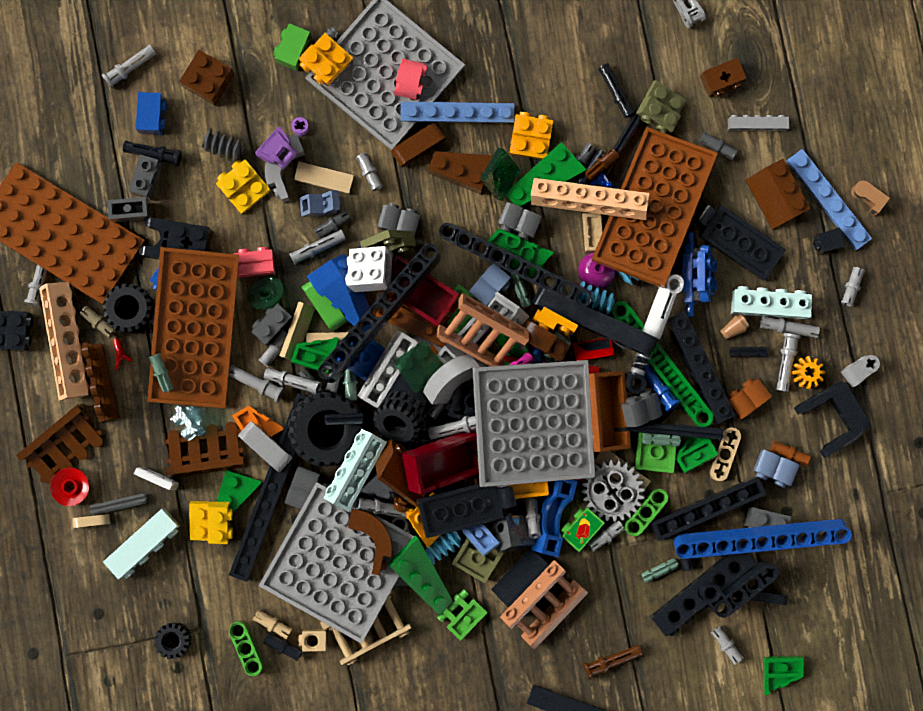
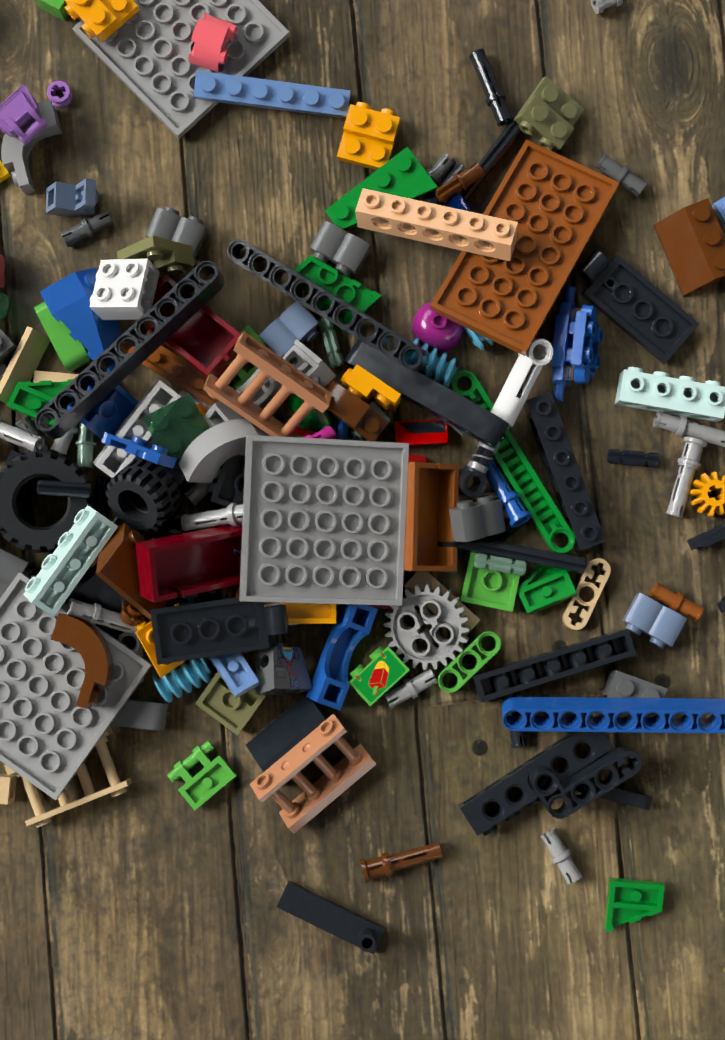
camera: 15 degrees right, 0 degrees up
(317, 247) = (66, 255): light grey pin -> none
(323, 177) = (83, 165): tan tile -> none
(369, 172) = (144, 163): light grey pin -> none
(393, 383) = (139, 448): none -> blue wing
(418, 144) = (215, 133): reddish brown beam -> none
(419, 573) = (144, 710): green wing -> none
(460, 169) = (270, 170): reddish brown wedge -> none
(500, 174) = (319, 181): clear green plate -> none
(533, 518) = (312, 653): light grey pin -> none
(592, 230) = (437, 268): tan plate -> none
(660, 570) = (479, 743): sand green axle -> none
(731, 70) = (647, 74): reddish brown brick -> none
(735, 327) = (618, 422): medium nougat cone -> none
(748, 398) = (626, 521): dark orange brick -> none
(758, 123) = (679, 150): light grey piece -> none

